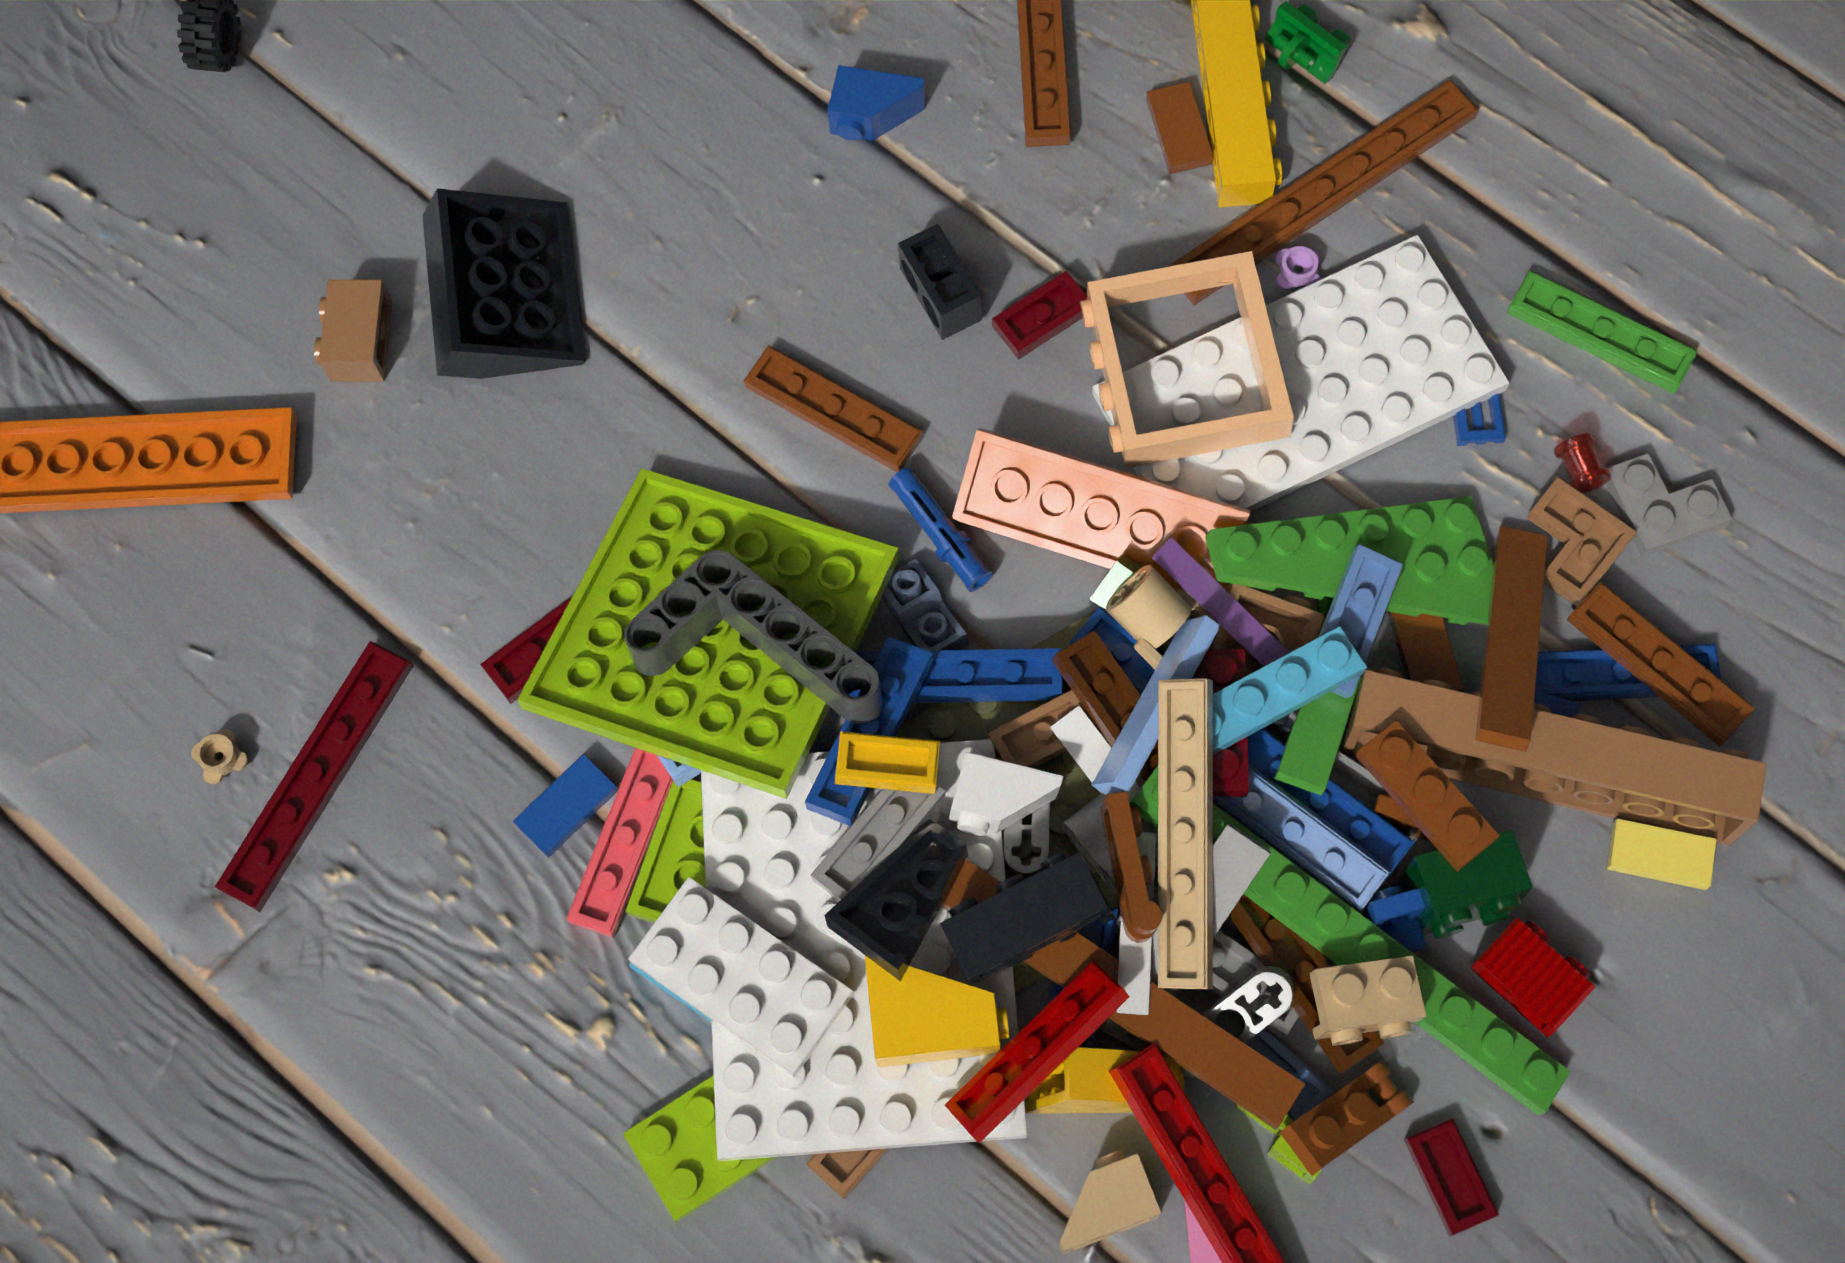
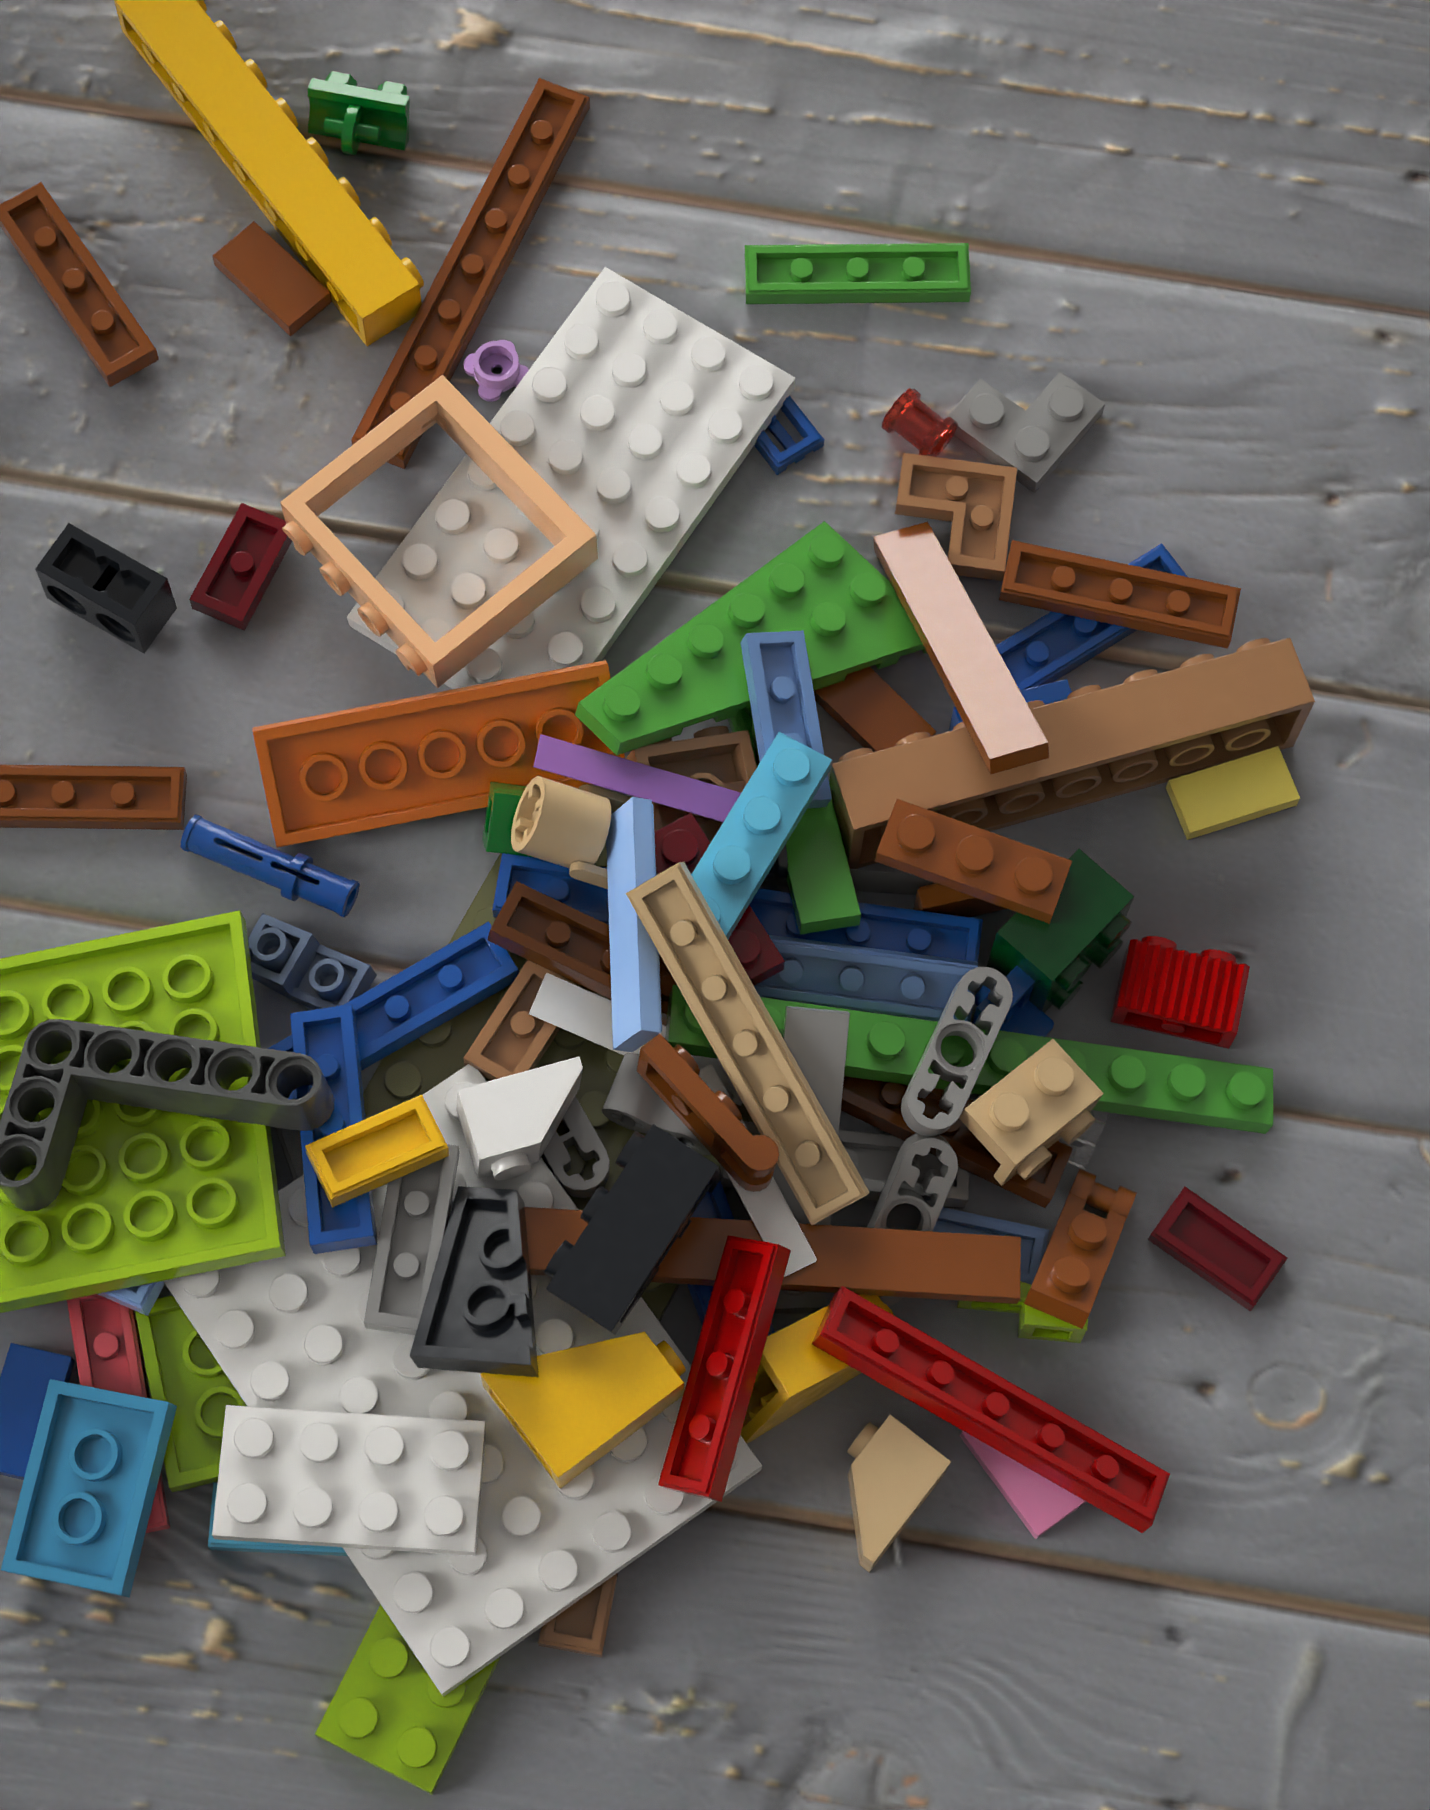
camera: 40 degrees left, 0 degrees up
(573, 880) = (89, 1488): none -> dark azure plate
(1357, 892) = (989, 1019): none -> light grey beam

